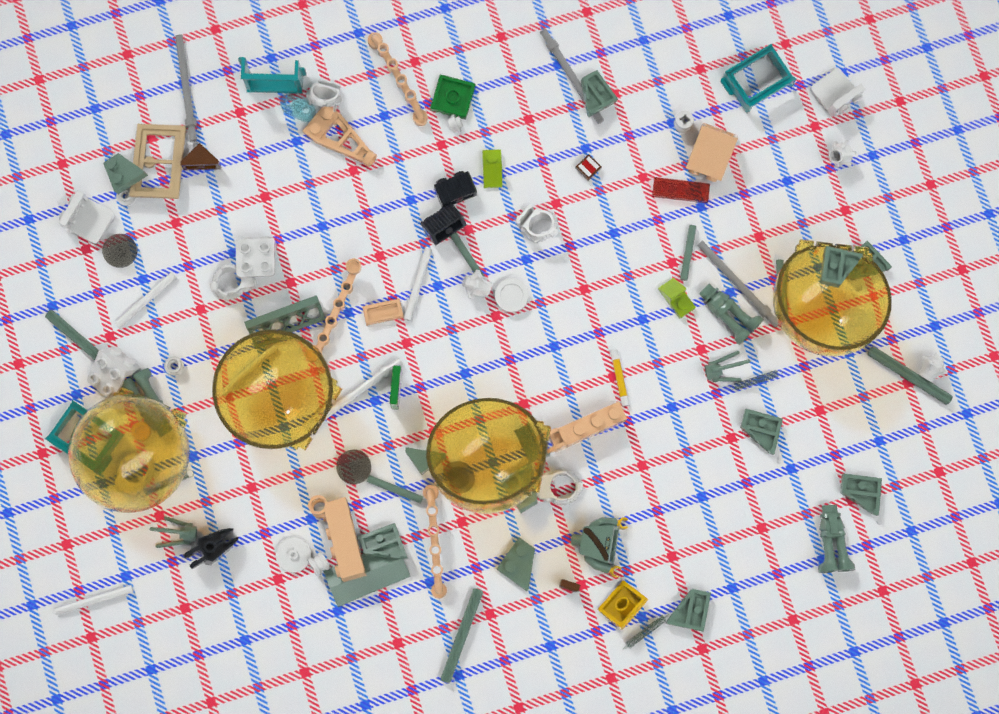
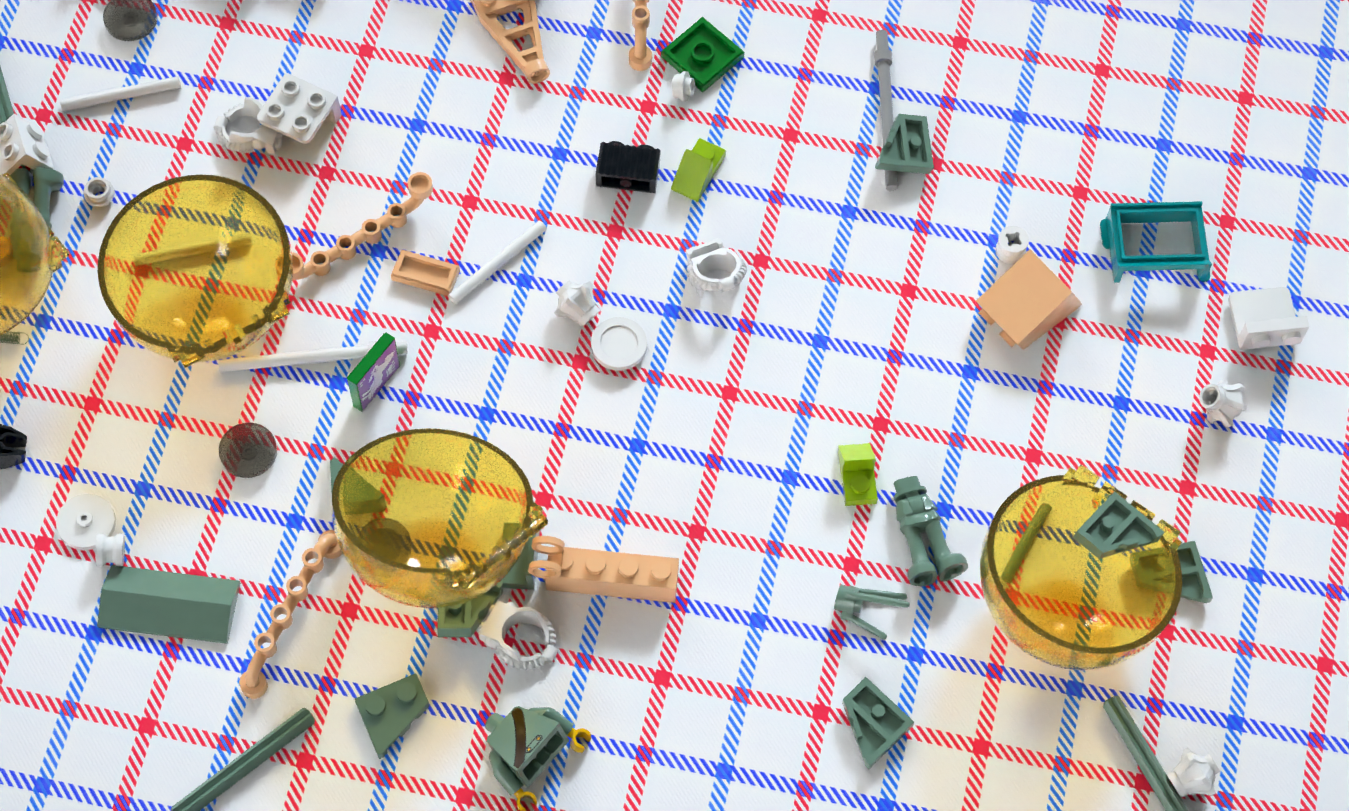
camera: 35 degrees right, 15 degrees down
(288, 312) = (309, 205): sand green fence -> none
(343, 536) = (165, 528): light nougat hinge -> none
(383, 543) = (217, 572): sand green wing -> none
(395, 489) = (284, 511): sand green bar -> none
(443, 223) = (582, 200): black brick -> none
(466, 254) = (590, 259): sand green bar -> none
(568, 585) = (444, 782): reddish brown tile -> none
(588, 167) = (836, 236): tile -> none
(619, 378) = (704, 537): yellow bar -> none
(680, 190) = (953, 333): clear red plate -> none
(688, 252) = (912, 421): sand green bar -> none
(757, 381) = (871, 644): piece -> none
(763, 309) = (959, 493): light grey bar -> none

